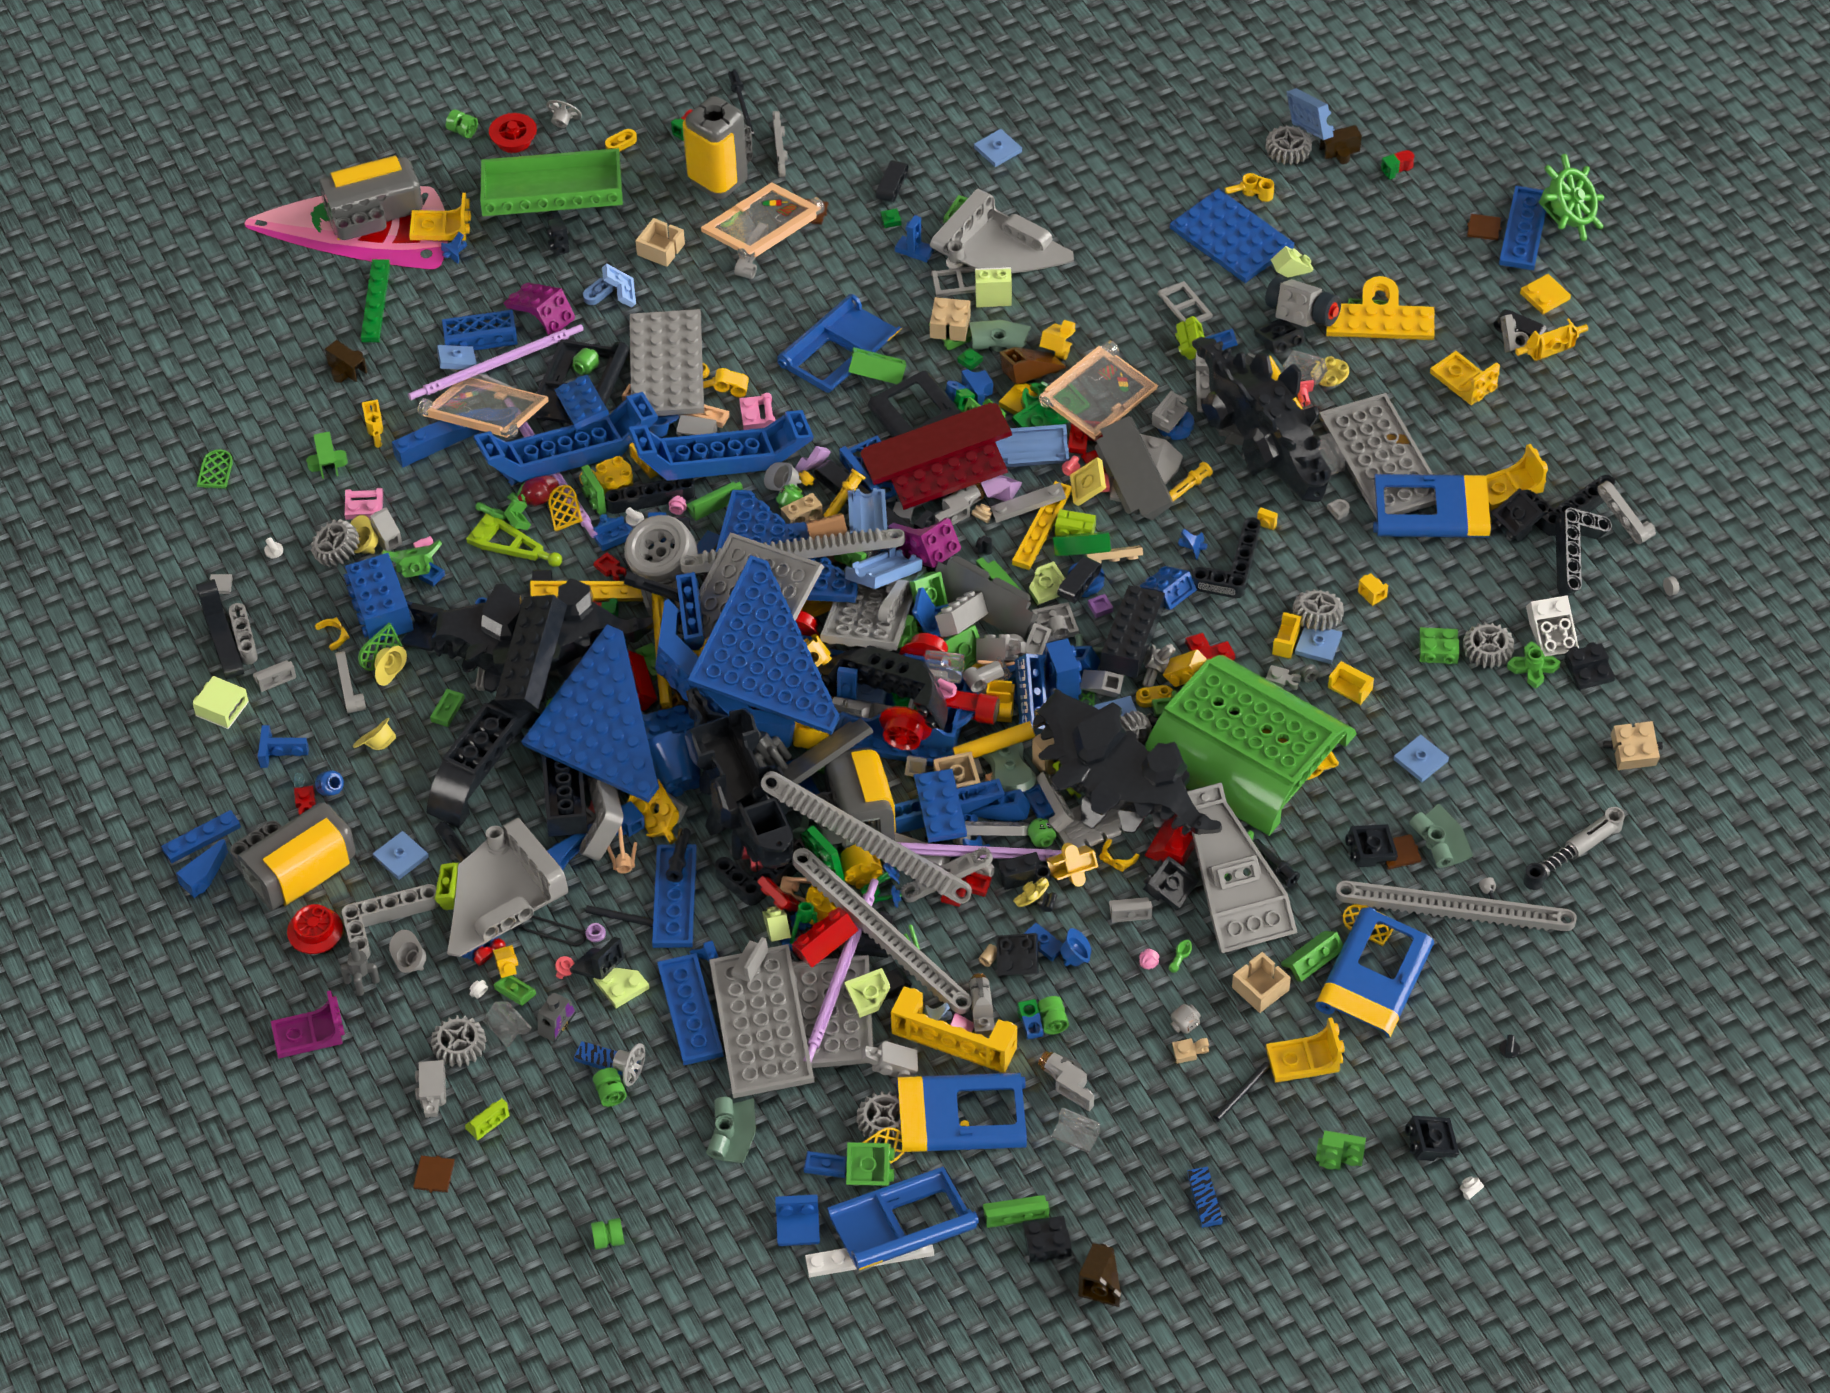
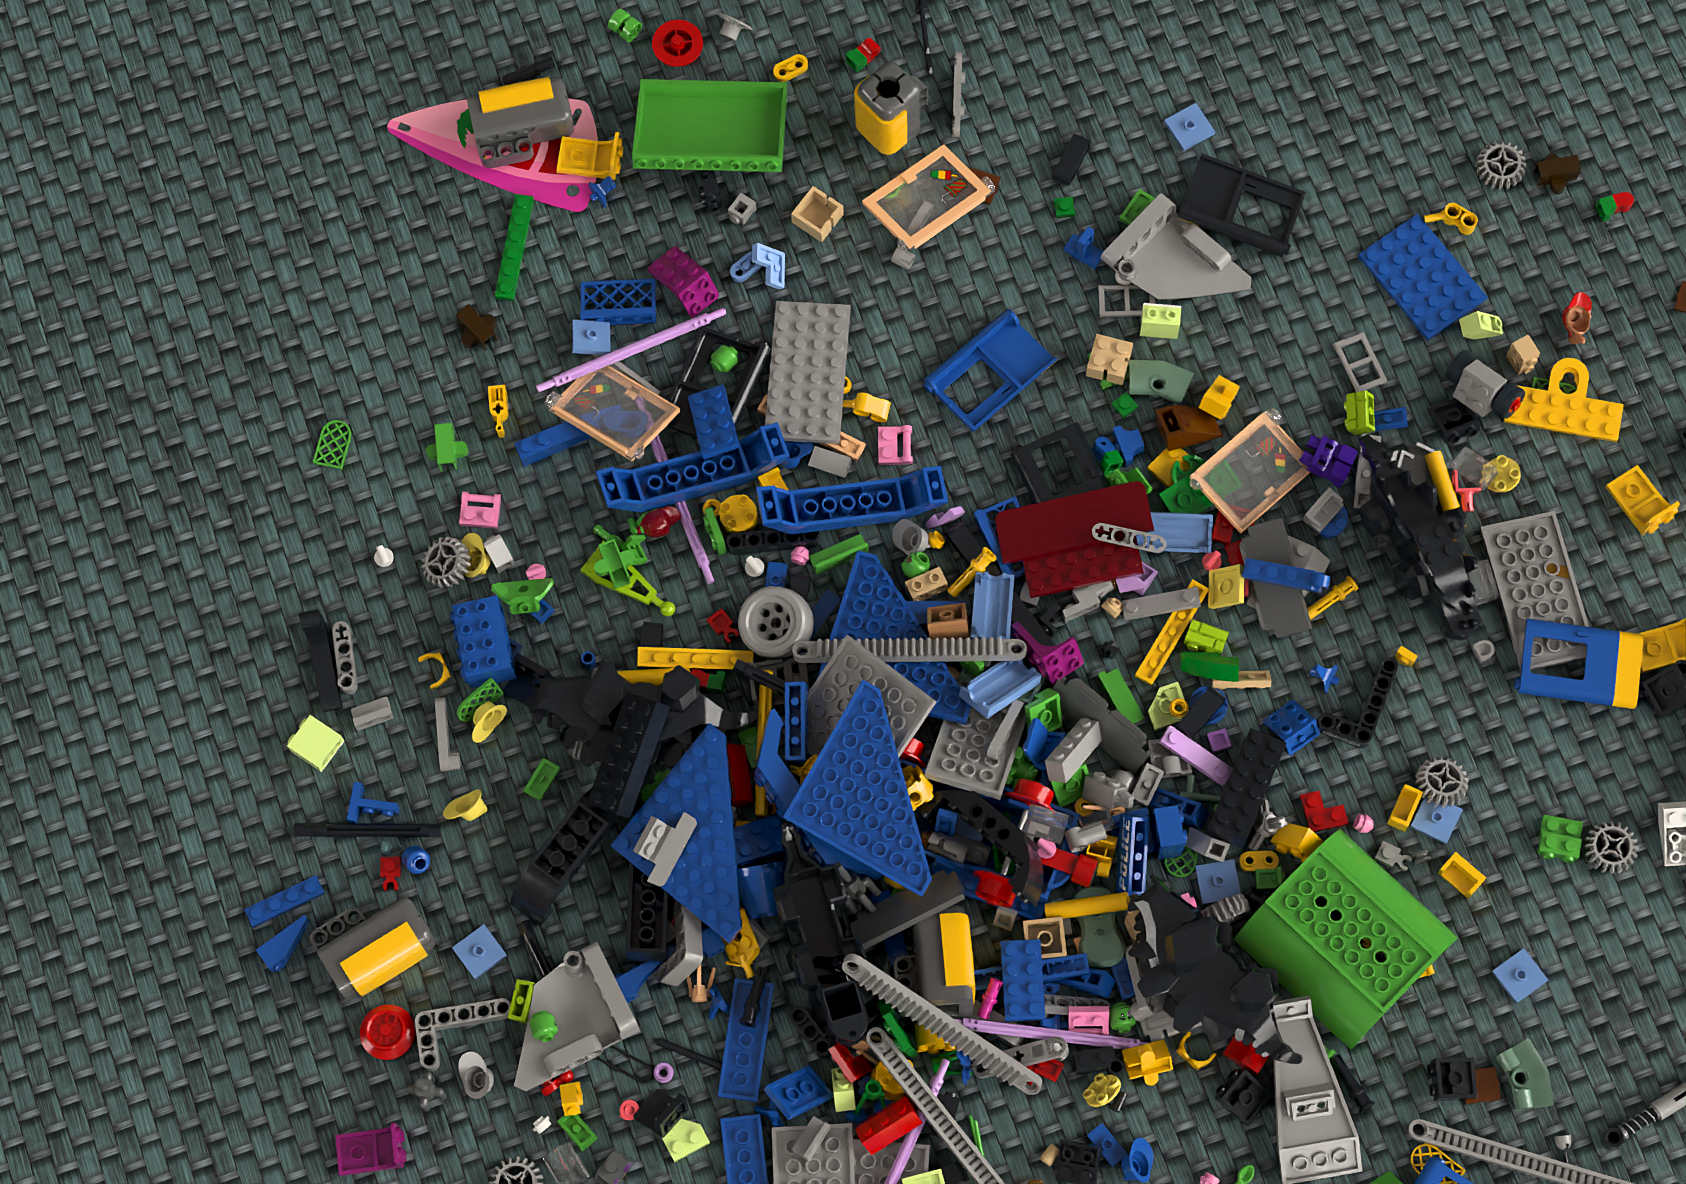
camera: 10 degrees right, 20 degrees up
(223, 582) = (327, 592): light grey piece -> none
(277, 768) = (366, 830): none -> black piece
(471, 896) = (543, 1026): none -> bright green head
(499, 523) = (614, 563): none -> bright green piece
(551, 506) = (695, 538): yellow window -> none
(573, 726) = (664, 845): none -> light grey plate
(588, 251) = (744, 204): none -> light grey brick
(611, 532) = (730, 580): blue slope -> none
(642, 866) = (717, 1002): none -> blue piece
(731, 927) = (798, 1092): none -> blue plate
(877, 366) = (1026, 406): bright green panel -> none
(910, 823) = (989, 998): none -> dark pink pin
(988, 444) = (1129, 535): none -> light grey beam
(1010, 832) = (1089, 1017): none -> bright pink plate
(1031, 190) = (1216, 194): none -> black piece
(1056, 578) = (1178, 702): none -> yellow plate
(1078, 614) = (1196, 755): none -> lavender plate
(1130, 909) = (1198, 1117): light grey panel -> none
(1141, 457) = (1285, 576): none -> blue hinge
(1167, 374) = (1324, 453): none -> dark purple hips
(1249, 653) = (1363, 823): none -> bright pink plate
(1309, 113) = (1529, 137): medium blue gear -> none
(1334, 276) = (1523, 355): none -> tan brick
(1372, 589) = (1501, 759): yellow brick -> none
(1379, 245) = (1577, 317): none -> nougat hair
(1533, 664) = (1644, 876): bright green plant -> none

